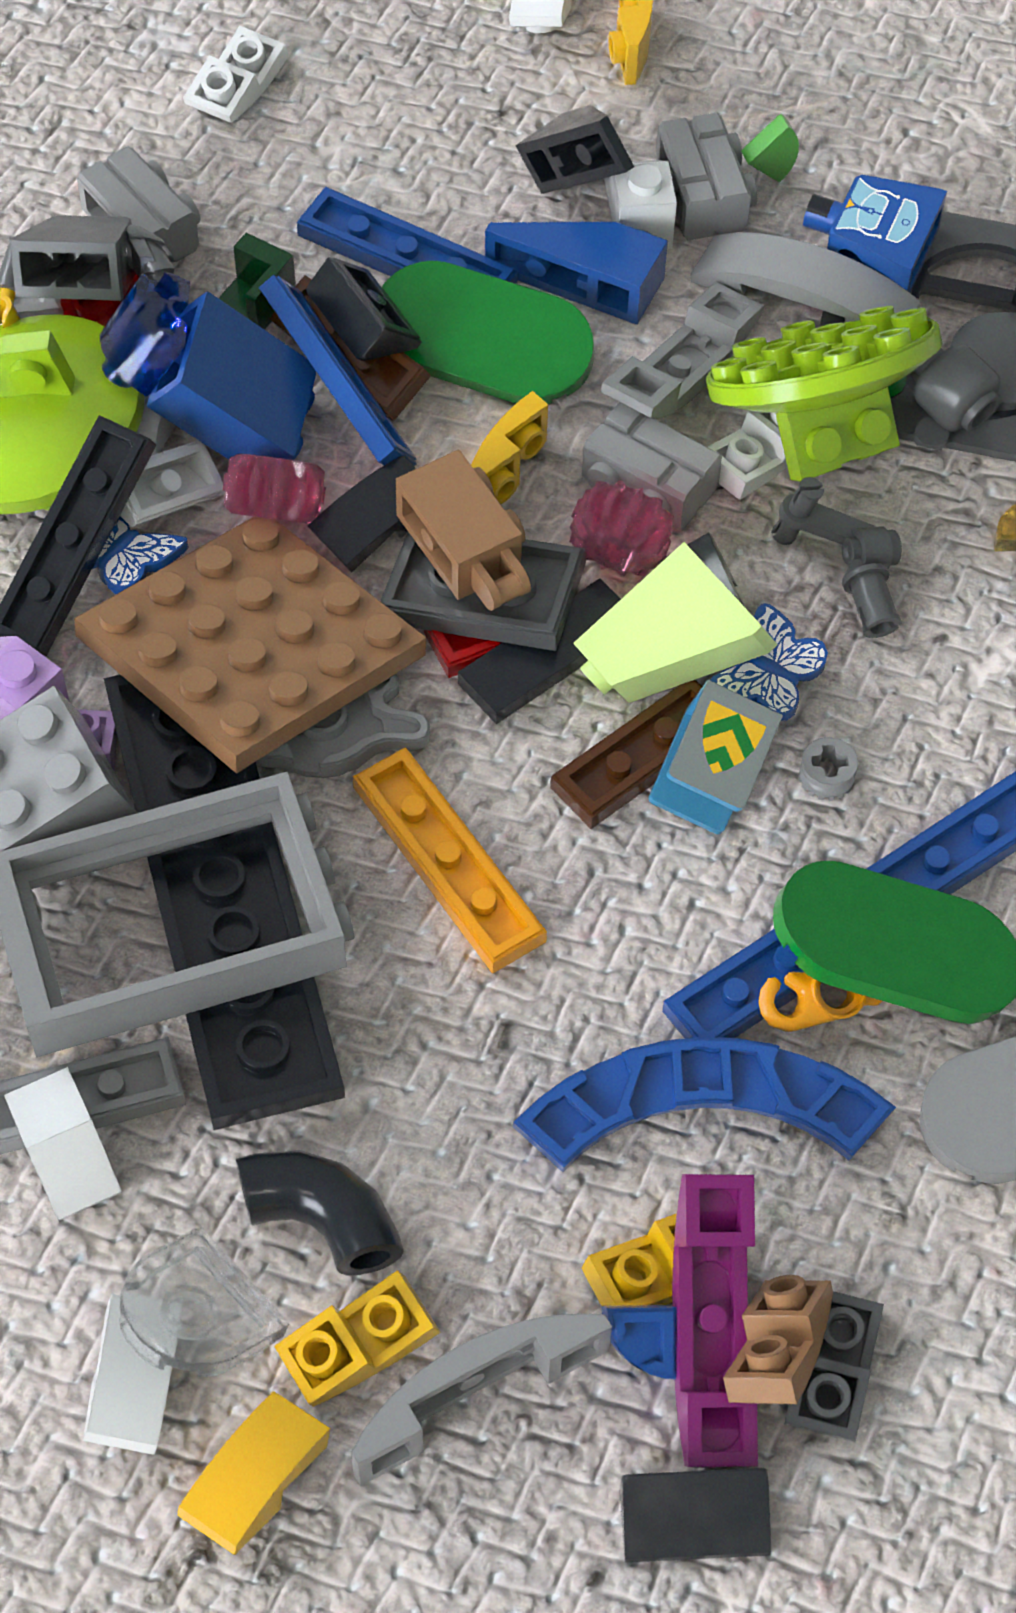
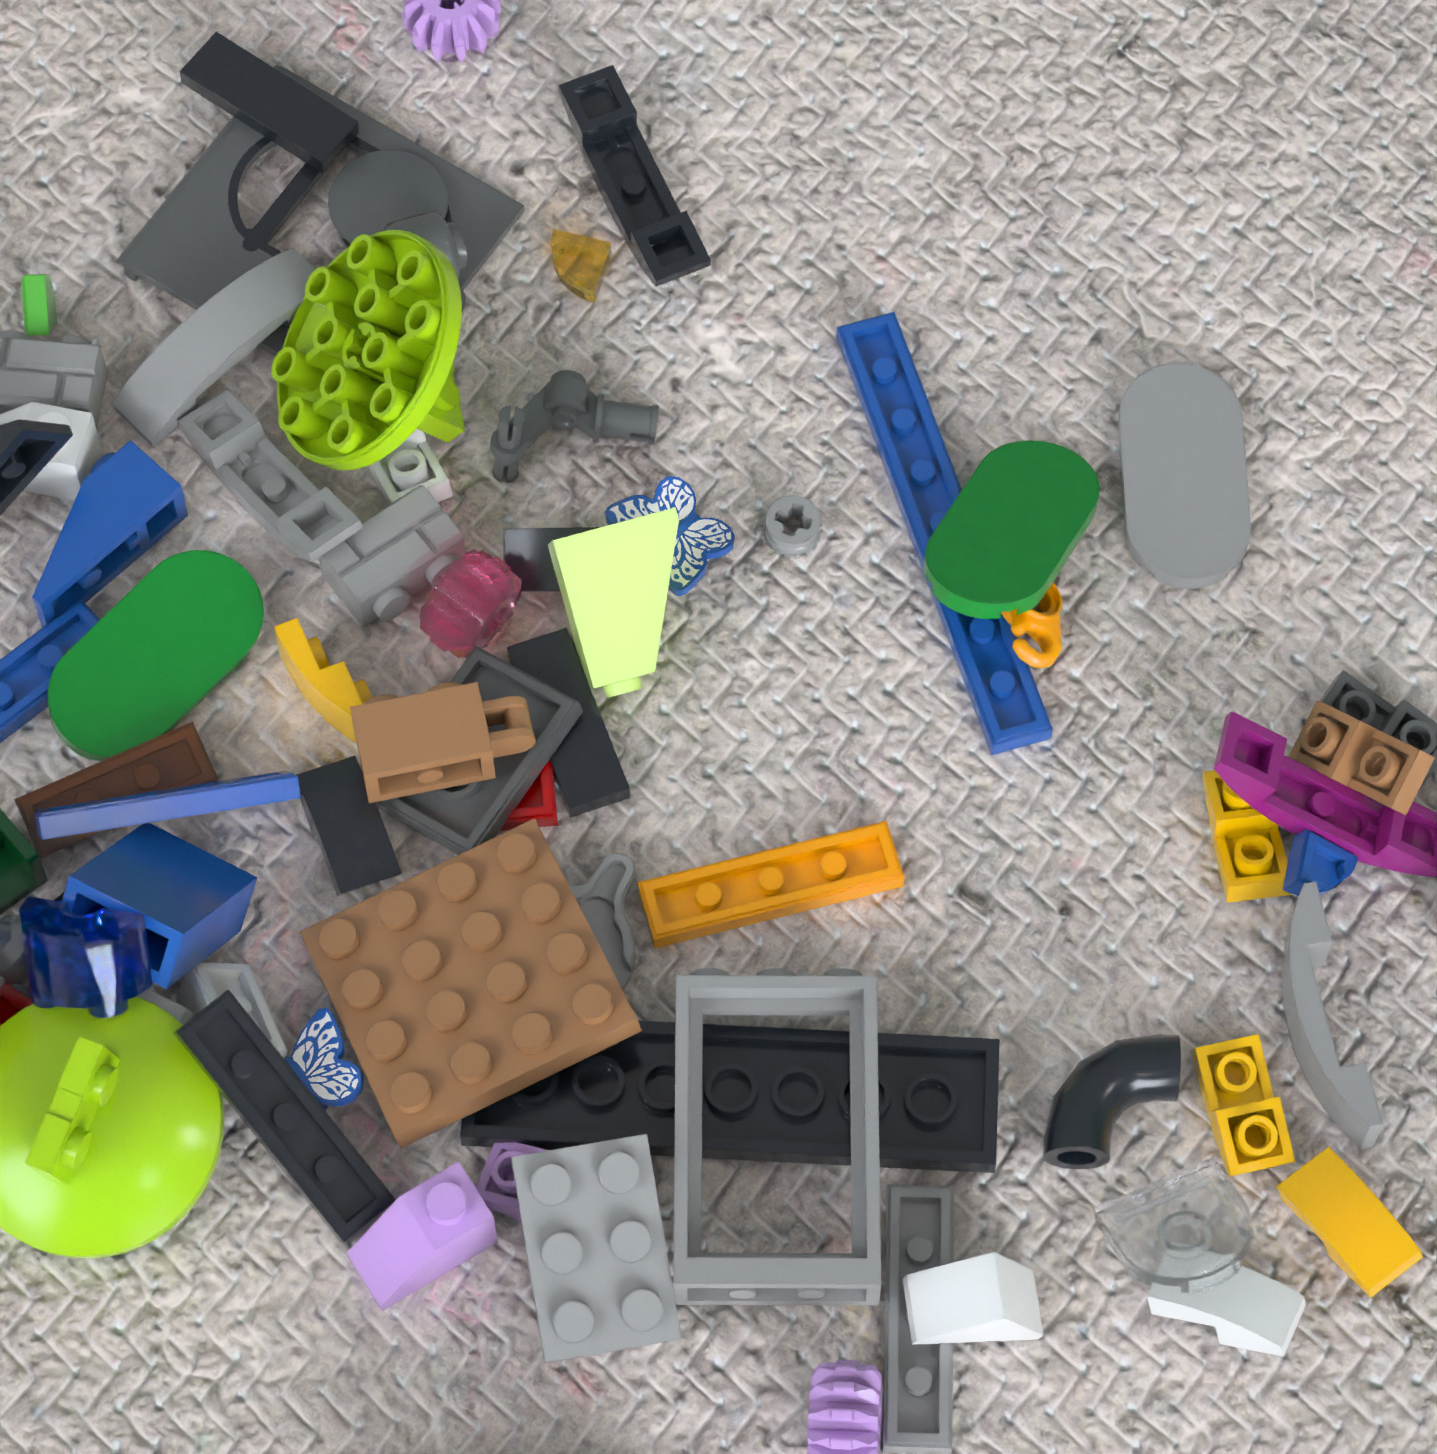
camera: 70 degrees left, 5 degrees up
(273, 488) = (294, 906): clear pink gear -> none
(361, 311) = (98, 757): black slope -> none
(623, 761) = (715, 681): reddish brown tile -> none
(702, 1075) = (1080, 744): blue tile -> none
(714, 757) = (768, 609): piece -> none
(881, 225) = (198, 245): blue torso -> none

